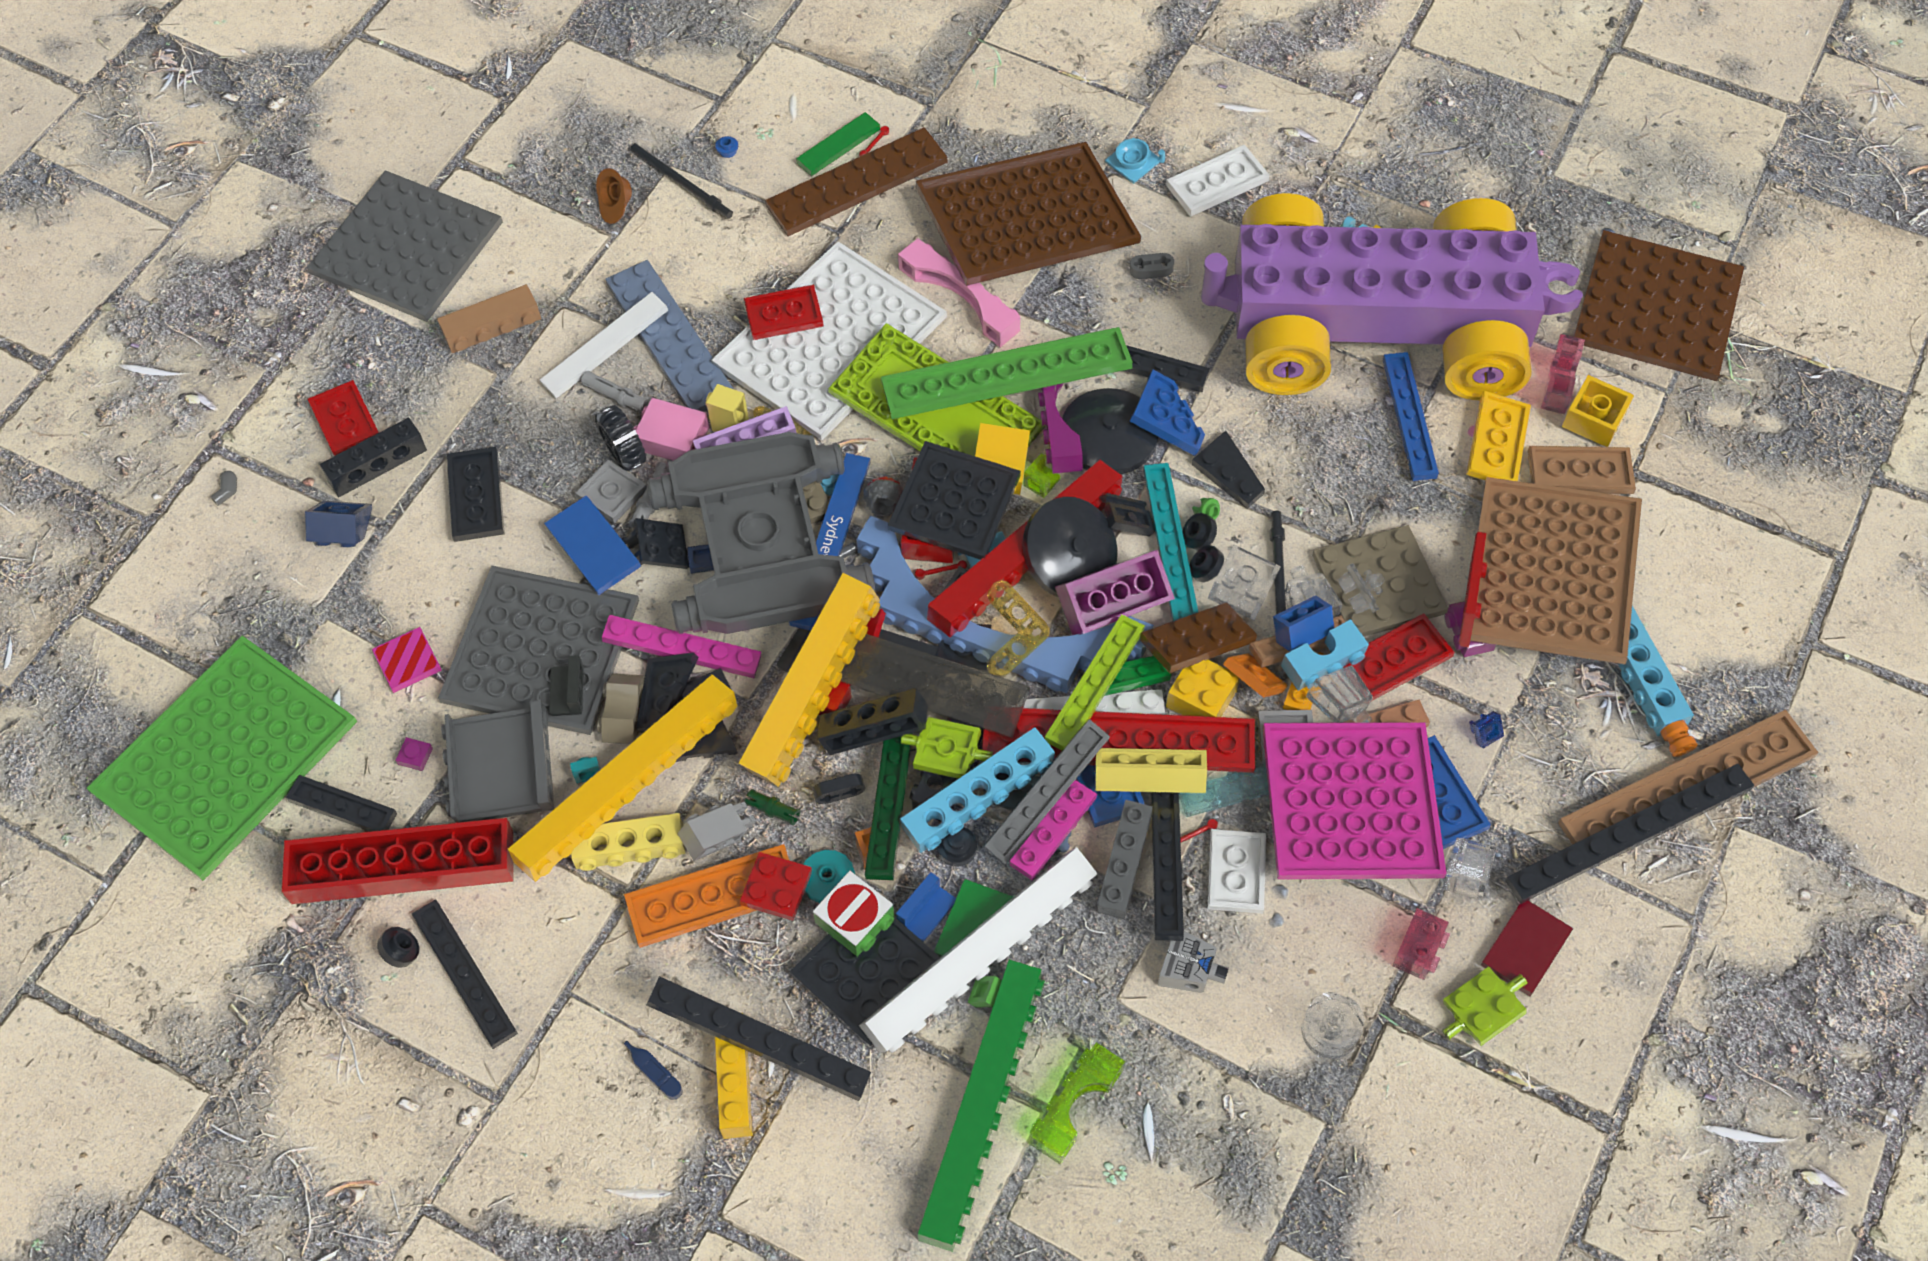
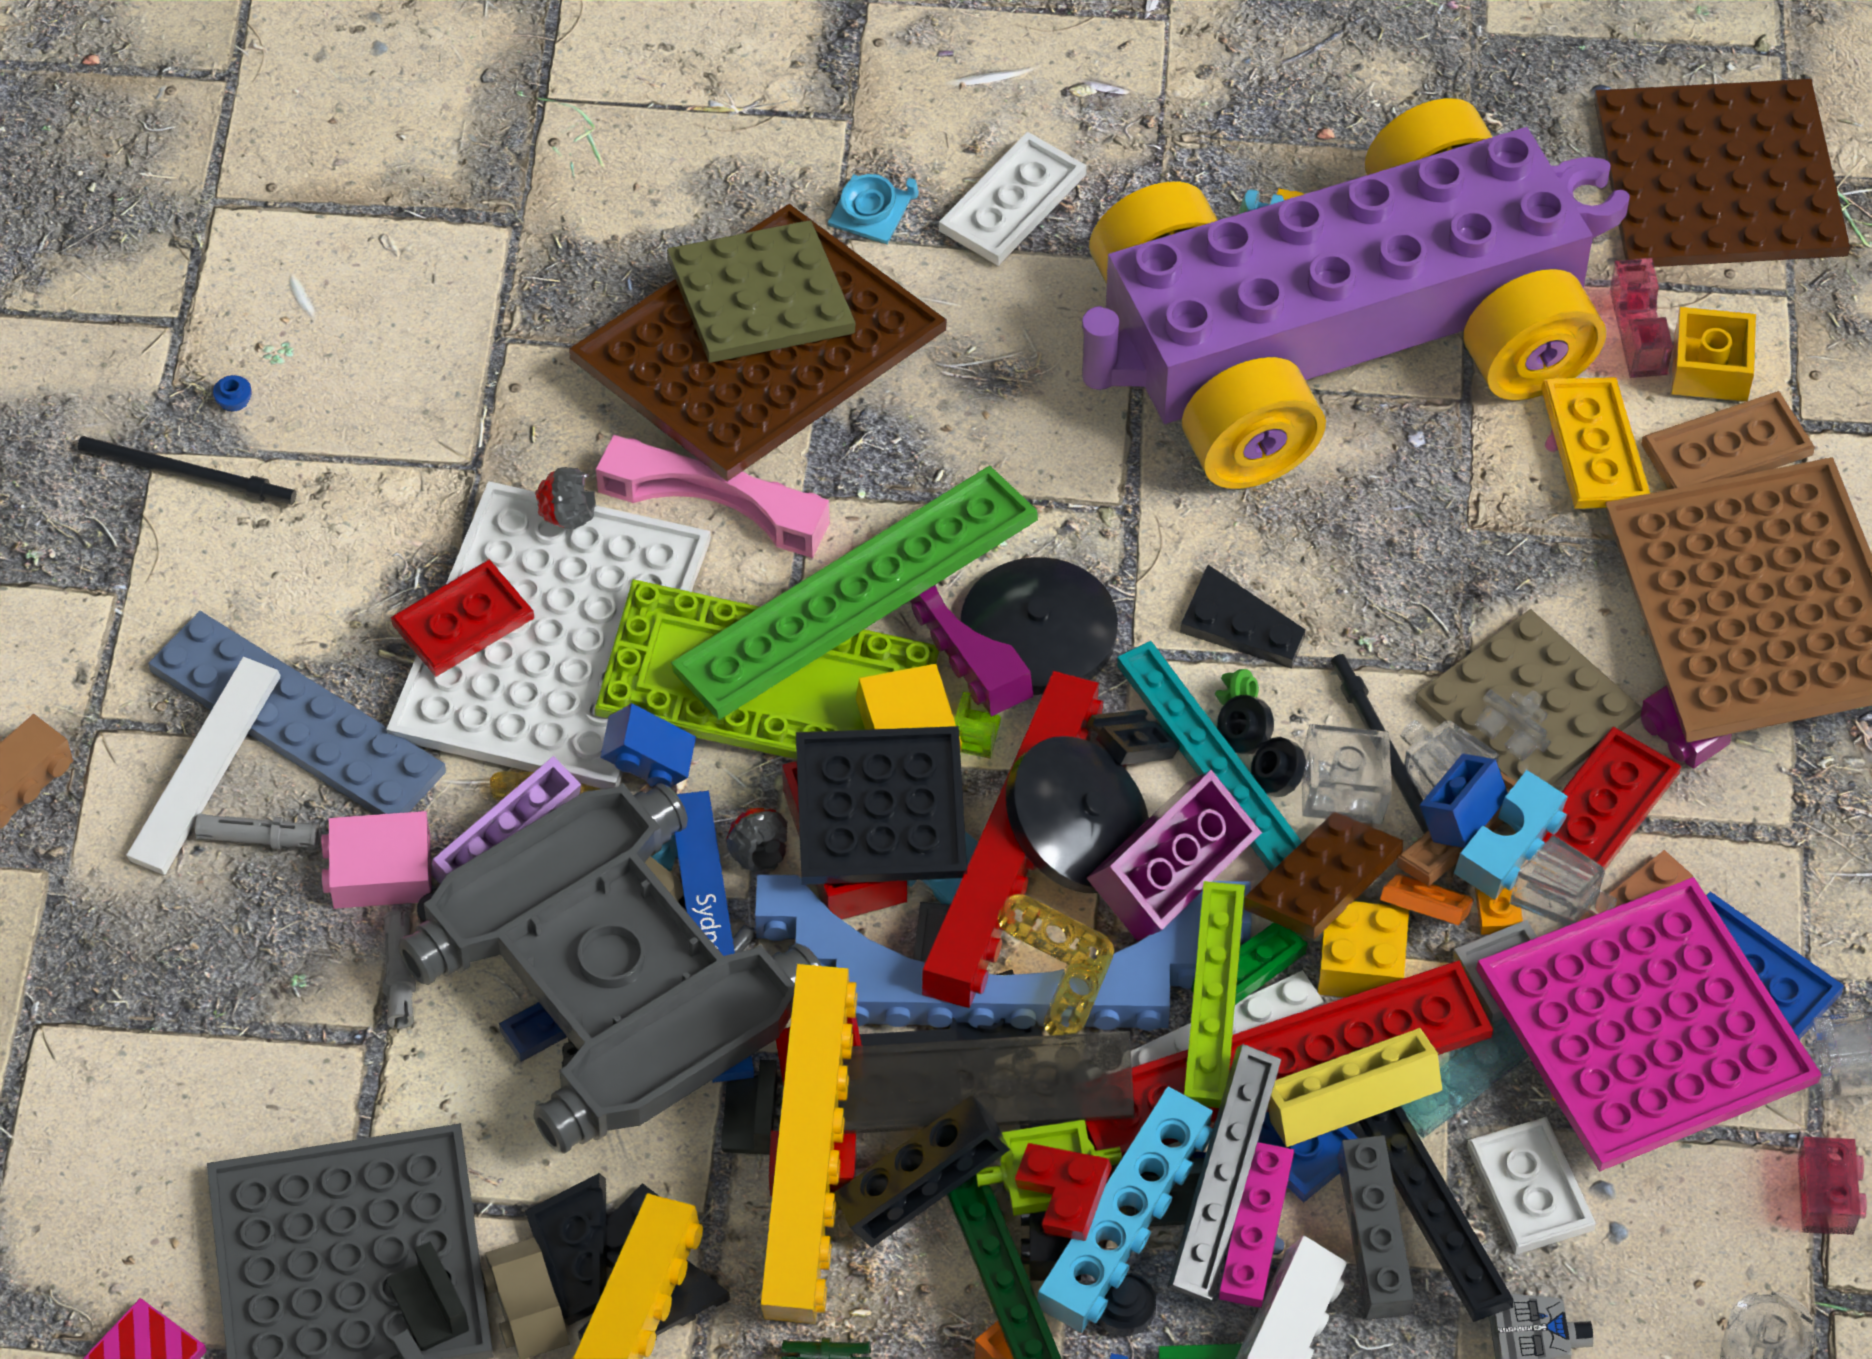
camera: 25 degrees left, 5 degrees down
(475, 494) = (118, 1065): black plate -> none
(592, 545) = (352, 1073): blue tile -> none
(612, 490) = (333, 983): light grey plate -> none
(613, 195) = (93, 530): dark orange piece -> none
(620, 438) = (316, 895): black gear -> none
(659, 543) = (453, 1032): black plate -> none
(669, 642) = (549, 1174): dark pink plate -> none
(726, 407) = (455, 795): light yellow brick -> none
(838, 144) = (406, 331): green tile -> none
(838, 788) = (911, 1290): black beam -> none
(846, 421) = (647, 746): none -> blue brick
(856, 181) = (463, 381): reddish brown plate -> none
(870, 264) = (564, 500): none -> dark grey piece
(884, 130) = (466, 287): red hinge -> none
(920, 573) = (869, 933): red hinge -> none
(950, 761) = (1072, 1180): none -> red plate
(1041, 184) = (760, 291): none -> olive plate
(1151, 265) = (978, 358): dark grey beam -> none
(1167, 415) = (1114, 572): blue plate -> none
(1182, 372) = (1087, 504): black plate -> none
(1211, 824) = (1464, 1134): red hinge -> none
(1410, 416) = (1458, 452): blue plate -> none
(1471, 607) = (1676, 666): red plate -> none
(1487, 729) = (1775, 856): clear blue tile -> none

